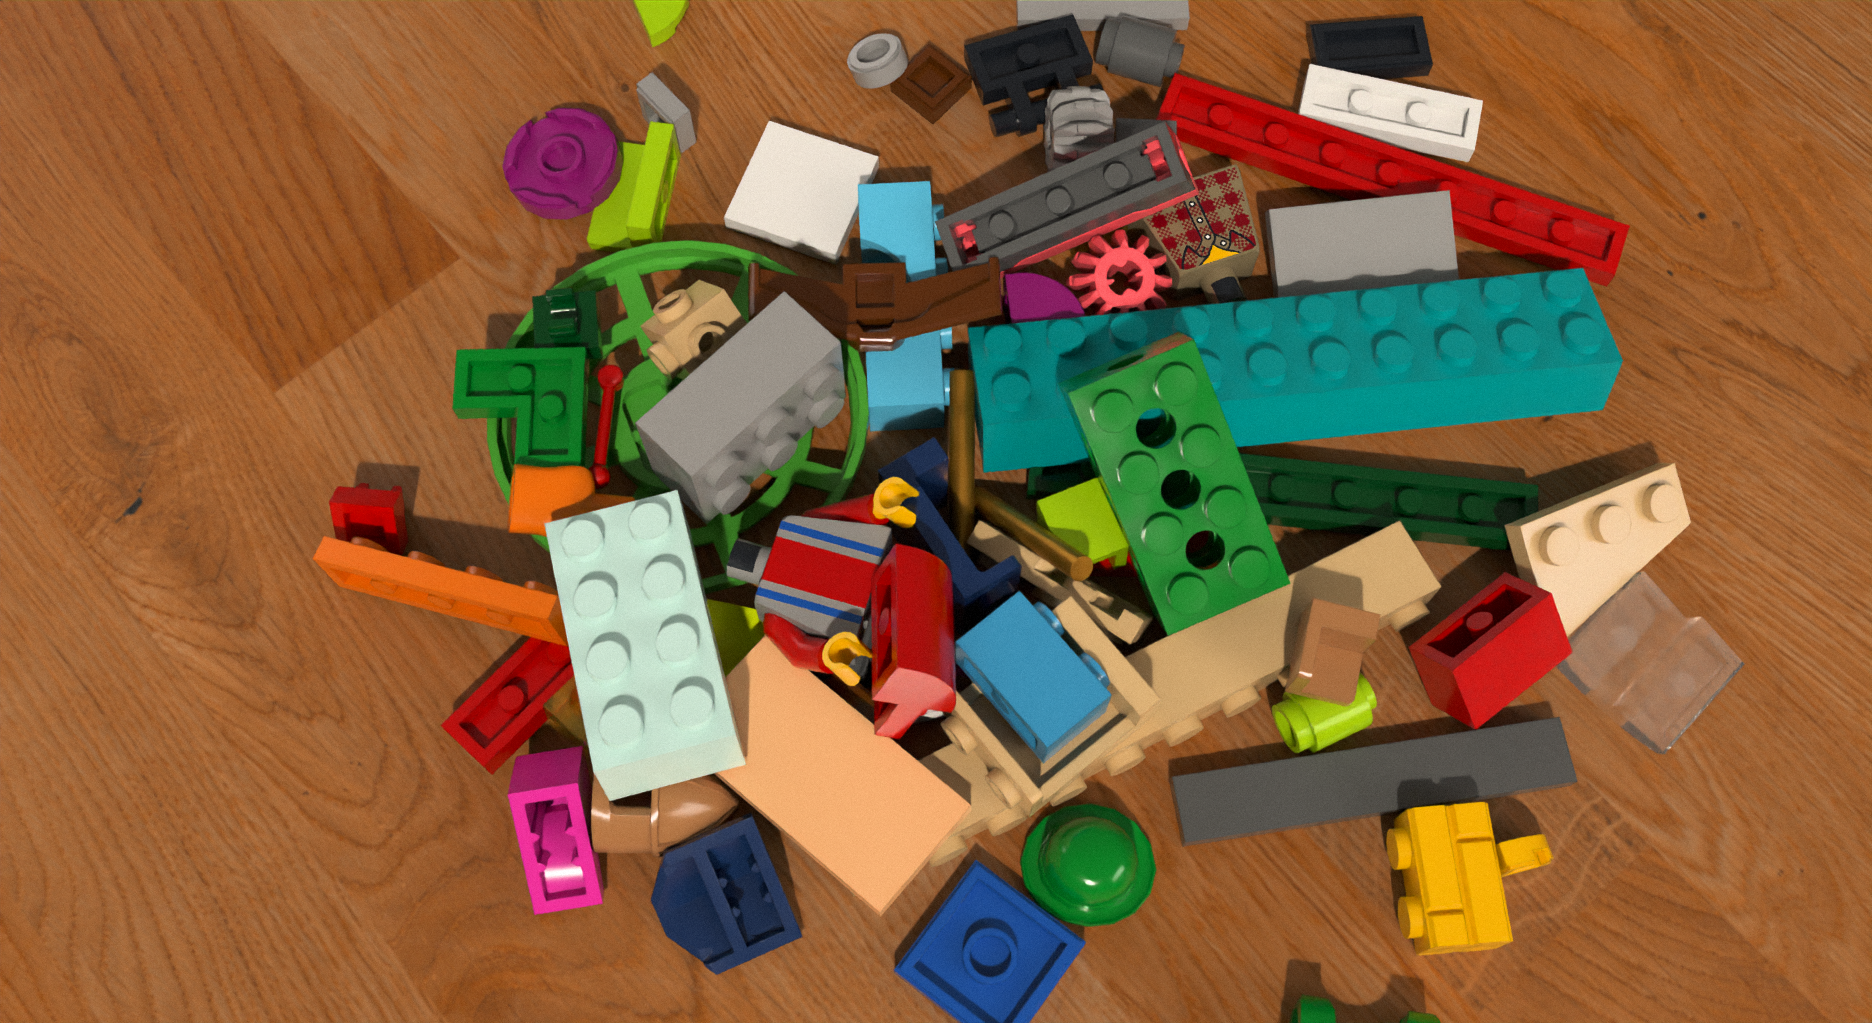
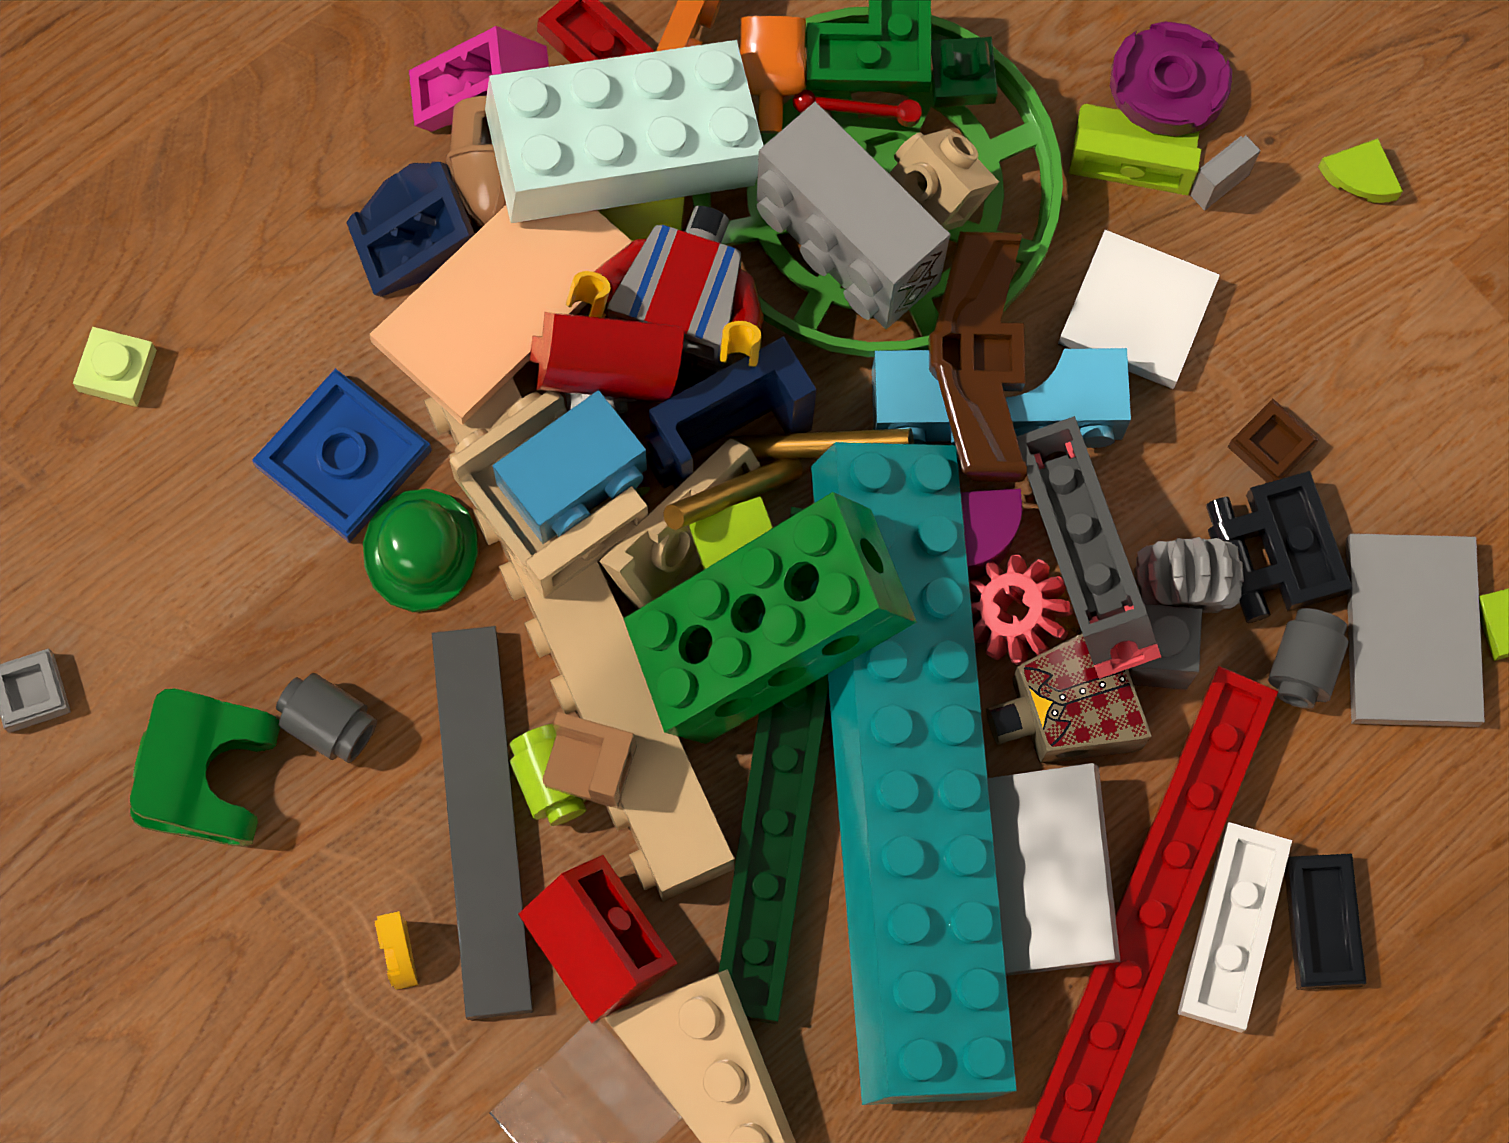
camera: 90 degrees right, 5 degrees up
(877, 60) = (1295, 385): light grey tile -> none
(1291, 946) = (325, 717): none -> dark grey brick
(1449, 879) = (376, 873): yellow brick -> none

